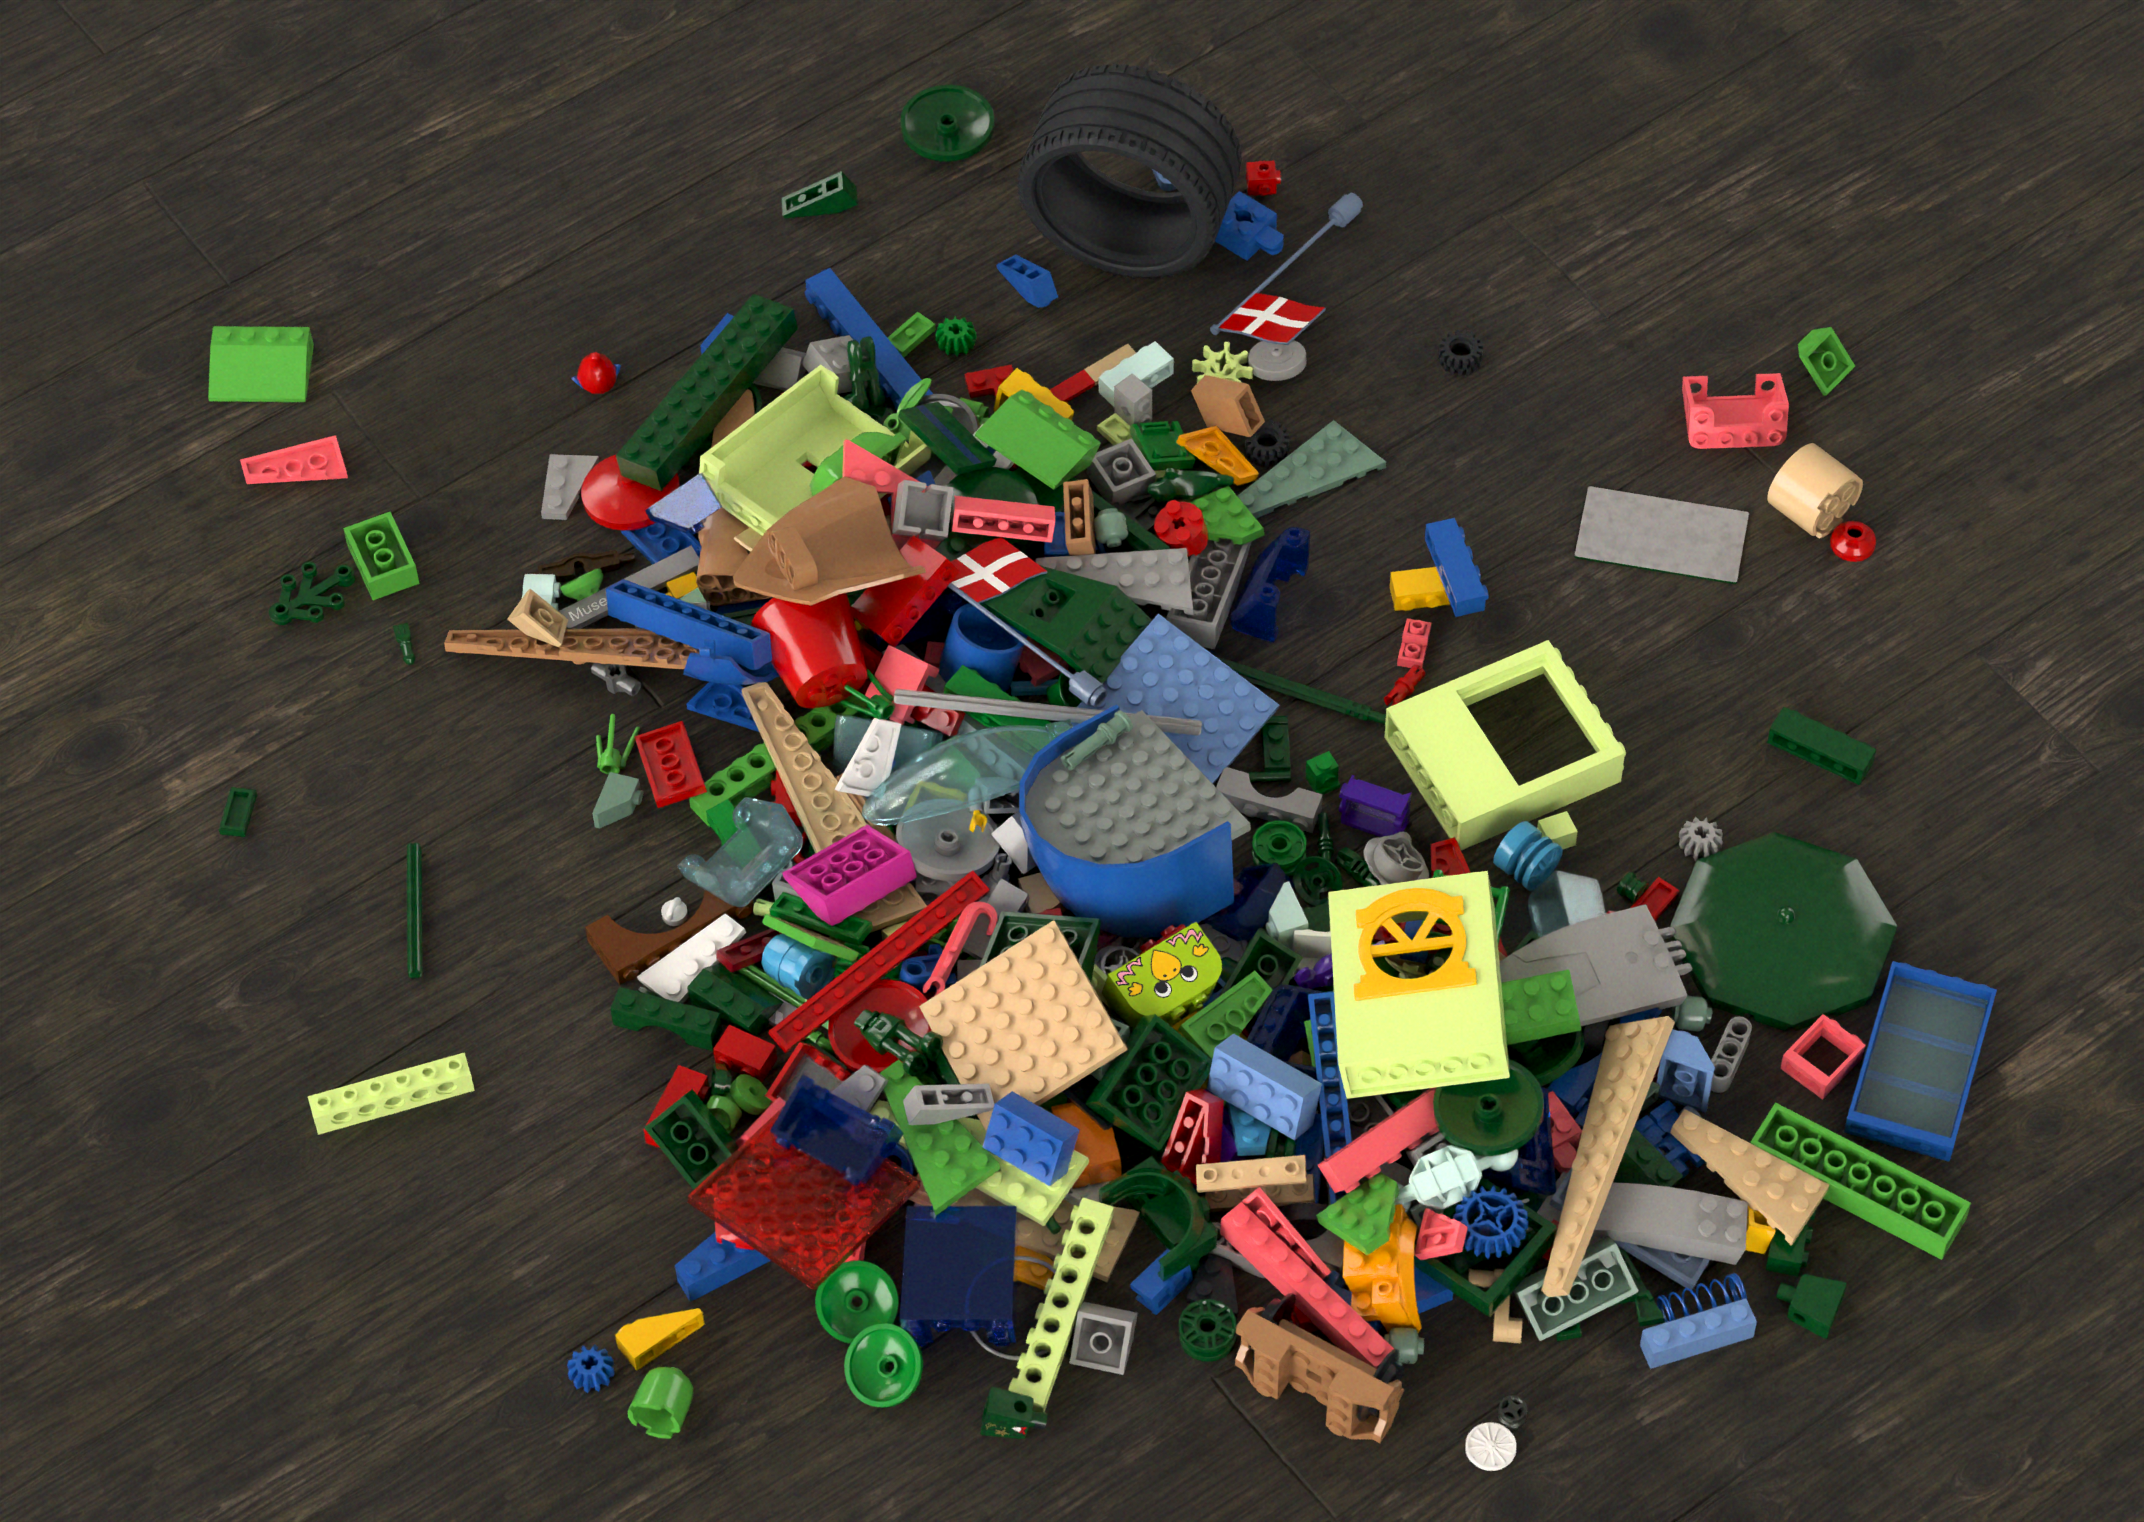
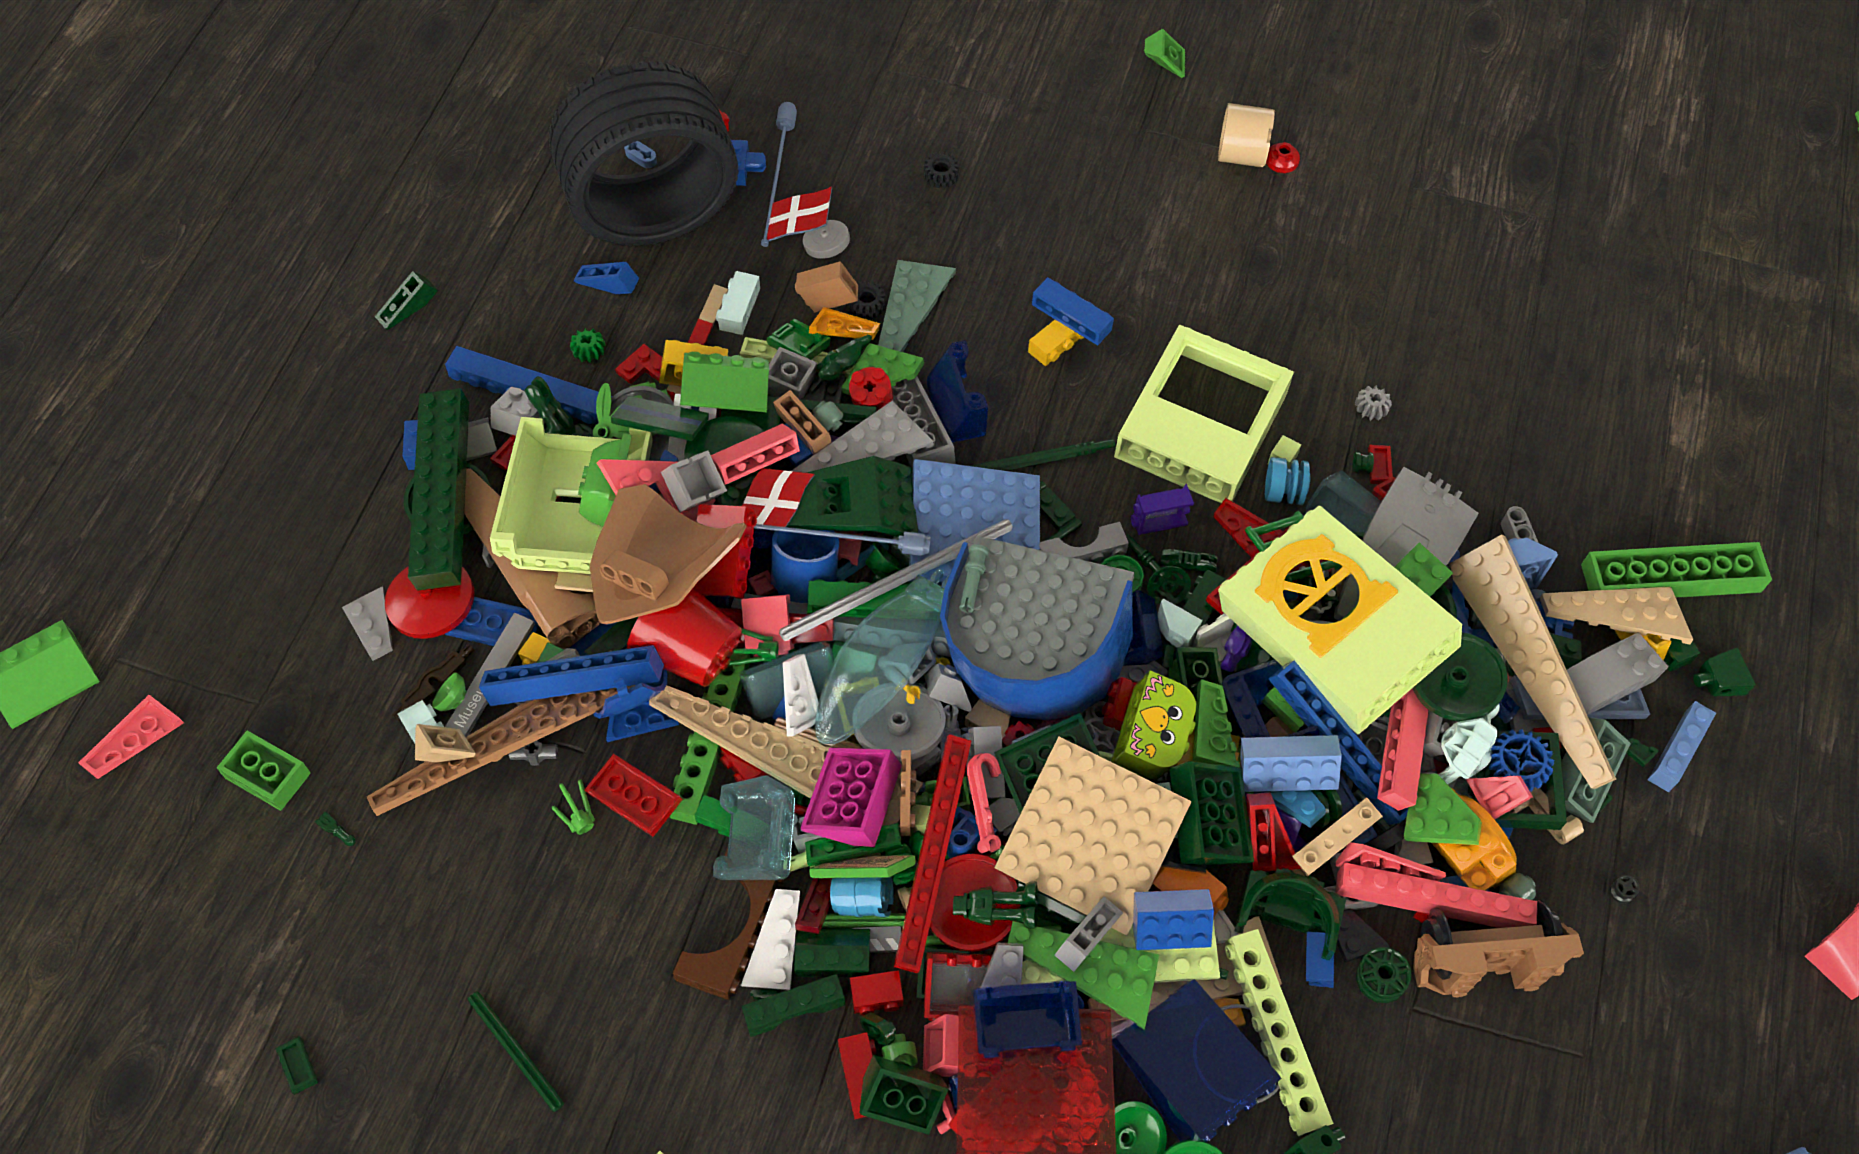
camera: 40 degrees left, 5 degrees up
(309, 595) = (224, 840): dark green plant -> none
(596, 373) = (332, 523): red hat -> none
(617, 799) = (612, 849): sand green slope -> none
(674, 912) = (727, 912): white tile -> none
(686, 506) = (501, 584): clear blue windscreen -> none
(749, 1094) = (909, 1023): bright green piece -> none
(891, 908) = (908, 797): none -> medium nougat wing
(911, 333) = (553, 360): bright green plate -> none
(947, 123) = (460, 199): dark green dish -> none
(1103, 1337) = (1323, 1033): light grey slope -> none
(1133, 401) = (757, 320): light grey brick -> none
(1230, 363) = (792, 264): yellowish green gear -> none
(1322, 773) = (1102, 507): green brick -> none
(1394, 859) = (1209, 540): light grey piece -> none
(1405, 686) = (1100, 414): red pin -> none
(1414, 643) = (1079, 381): coral slope -> none
(1490, 1446) = (1631, 924): white wheel -> none
(1662, 535) = (1166, 219): flat silver piece -> none
(1691, 1014) = (1480, 526): sand green head -> none
(1732, 1278) = (1673, 704): blue piece -> none
(1736, 420) = (1149, 119): coral windscreen -> none
(1783, 931) = (1475, 432): dark green piece -> none
(1807, 1073) = (1575, 519): coral window -> none
(1821, 745) = (1387, 297): dark green brick -> none
(1920, 1061) = (1631, 467): clear light blue window -> none

